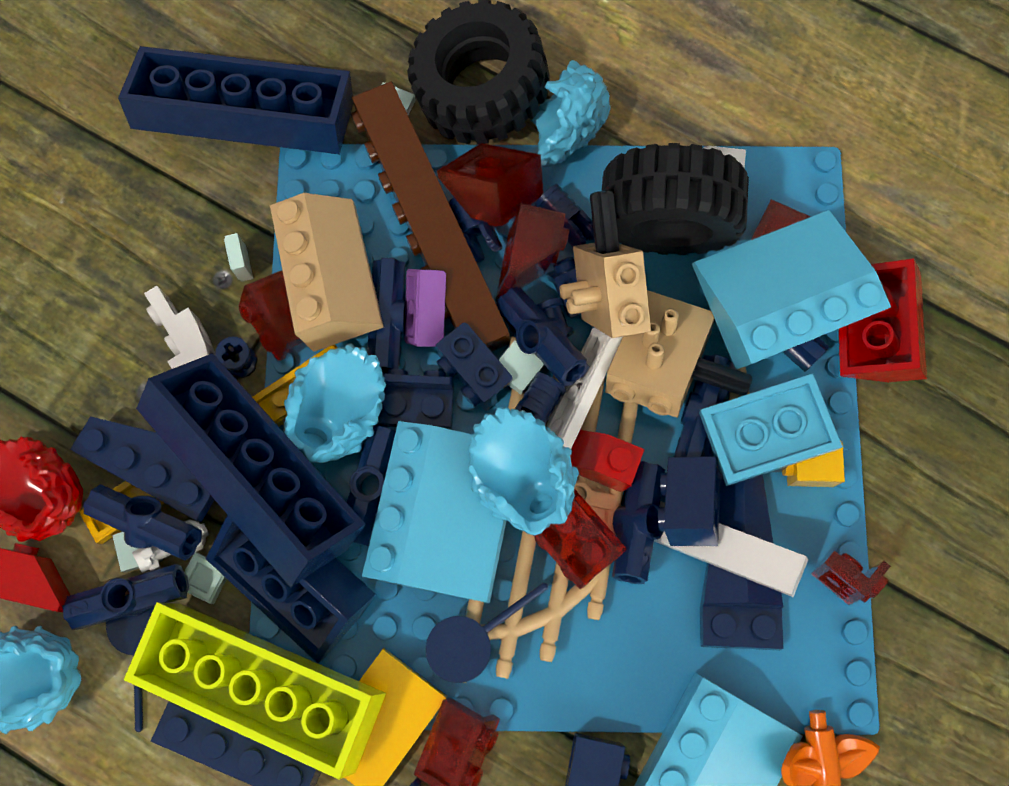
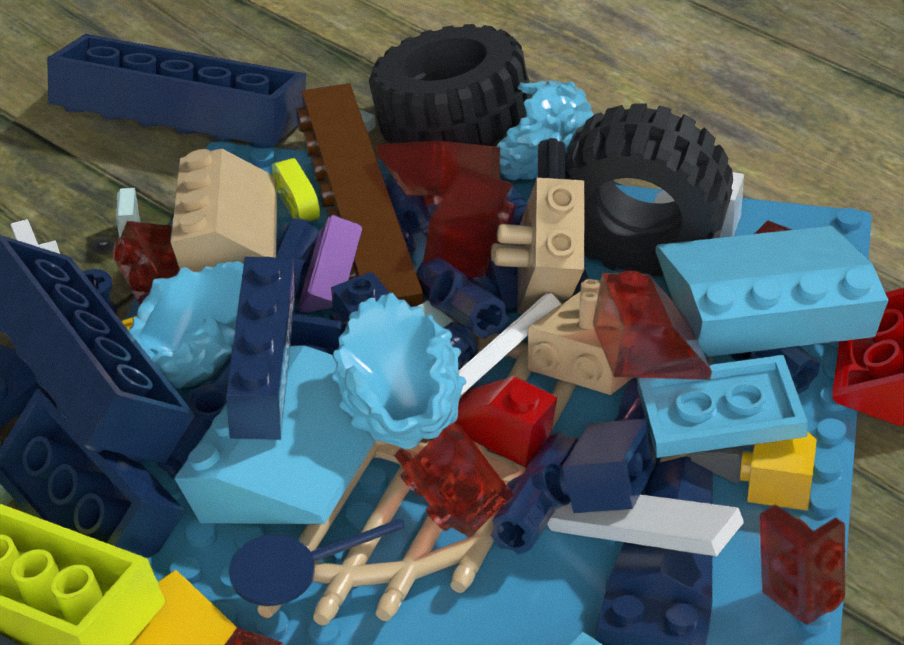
camera: 10 degrees right, 35 degrees down
(373, 212) = (296, 190): none -> neon yellow beam
(404, 456) = (261, 349): none -> dark blue brick
(708, 383) = (645, 331): none -> clear red slope

